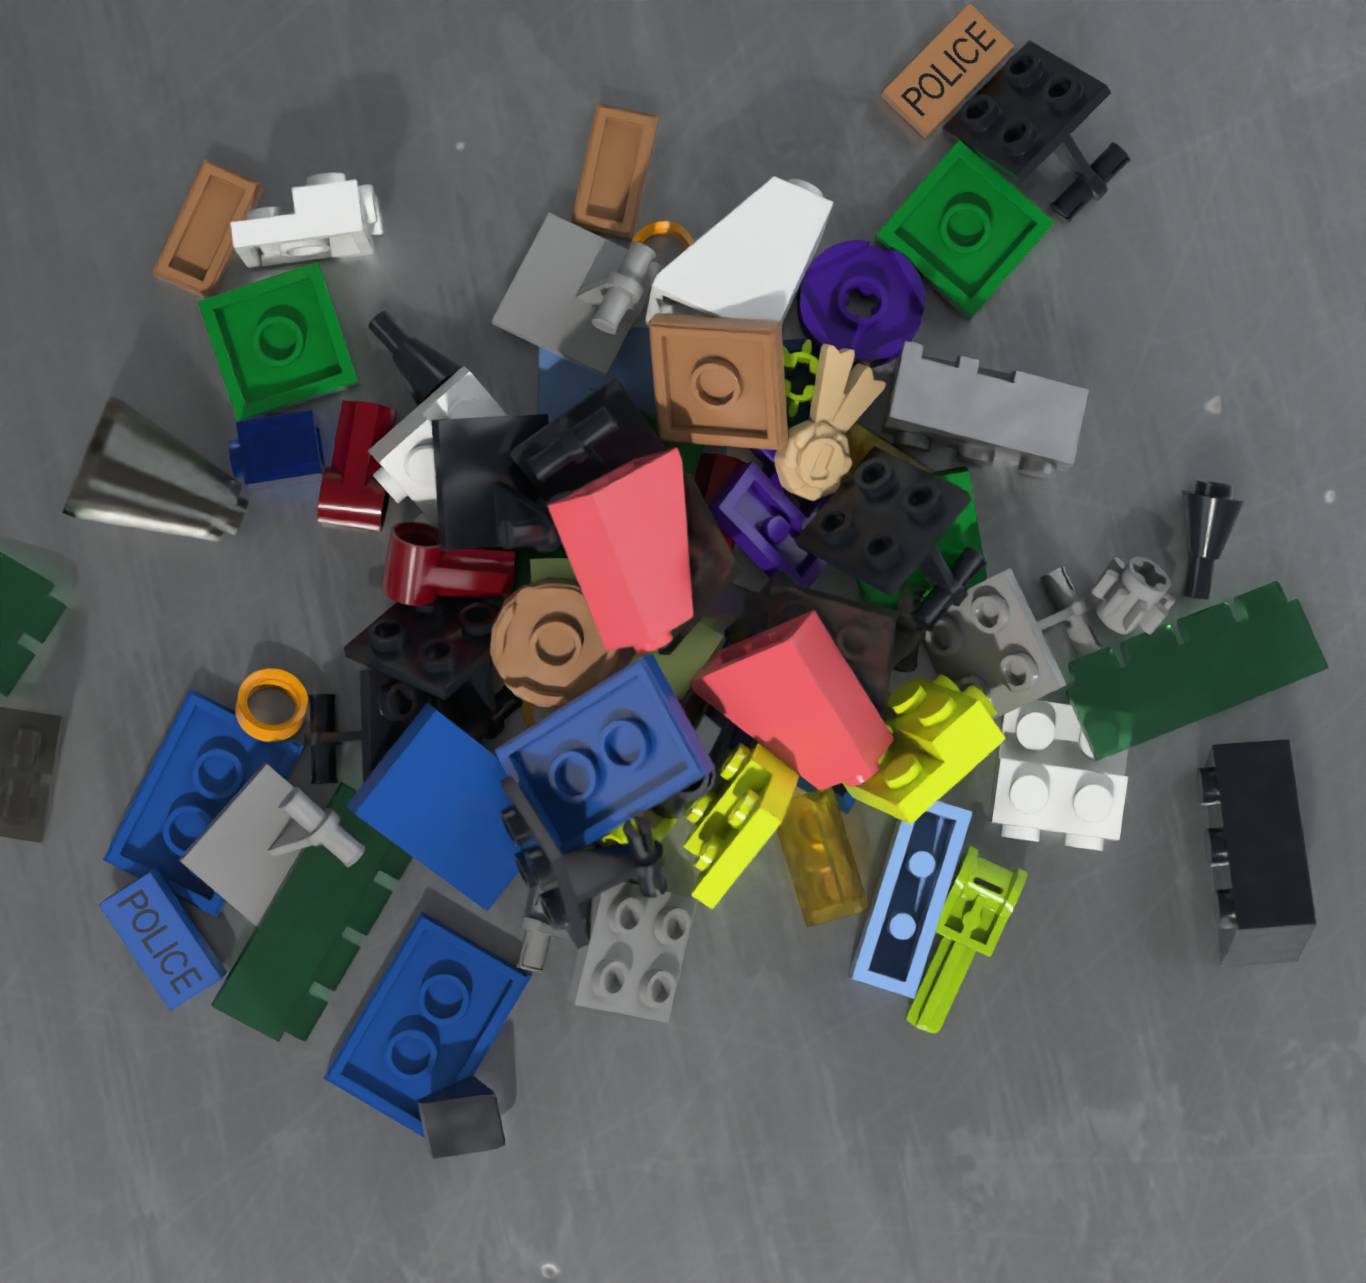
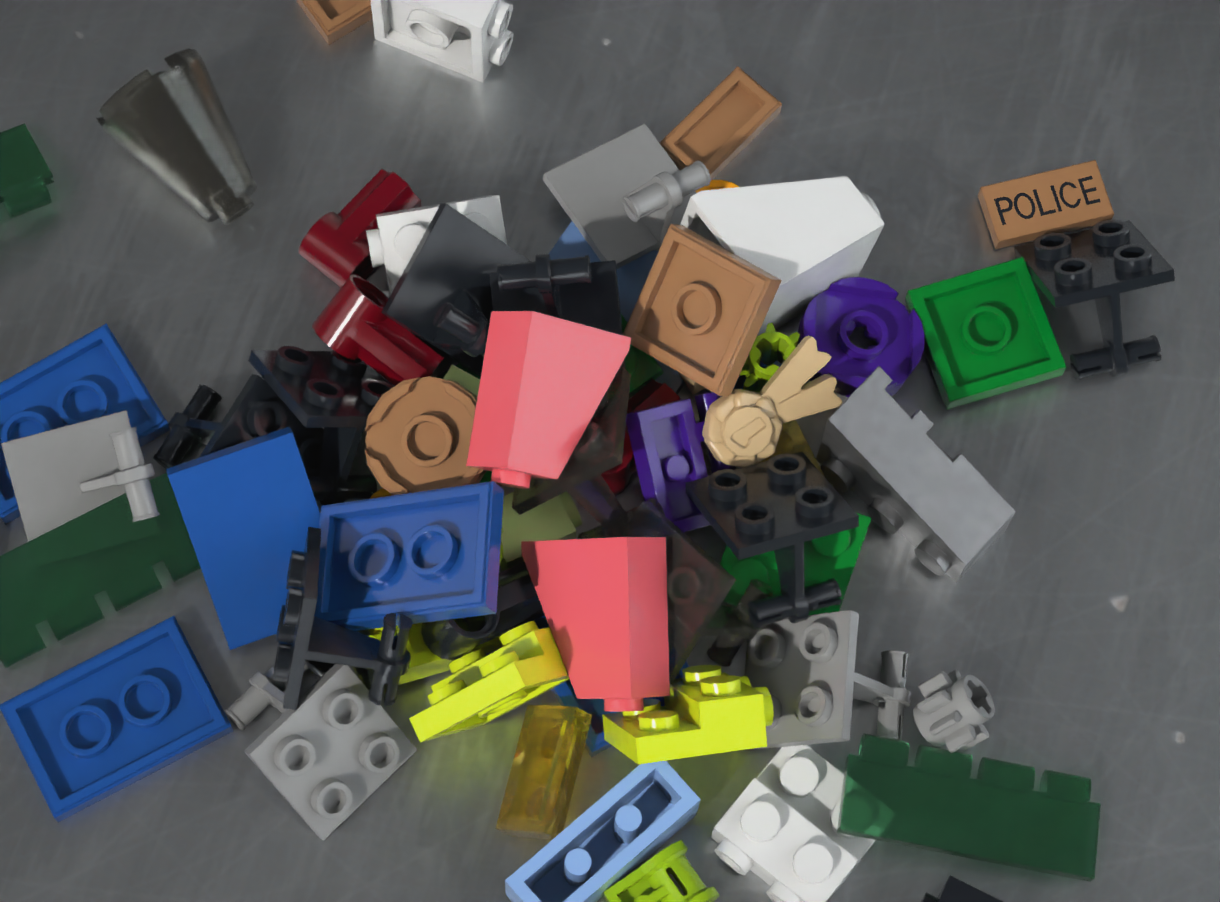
camera: 30 degrees right, 15 degrees down
(271, 679) = (172, 353): light orange piece -> none
(278, 451) = (303, 178): clear blue brick -> none
(279, 342) = (360, 100): green plate -> none
(417, 363) = (461, 173): black cone -> none
(461, 1119) = (89, 807): black slope -> none
(1208, 520) = (1058, 690): black cone -> none

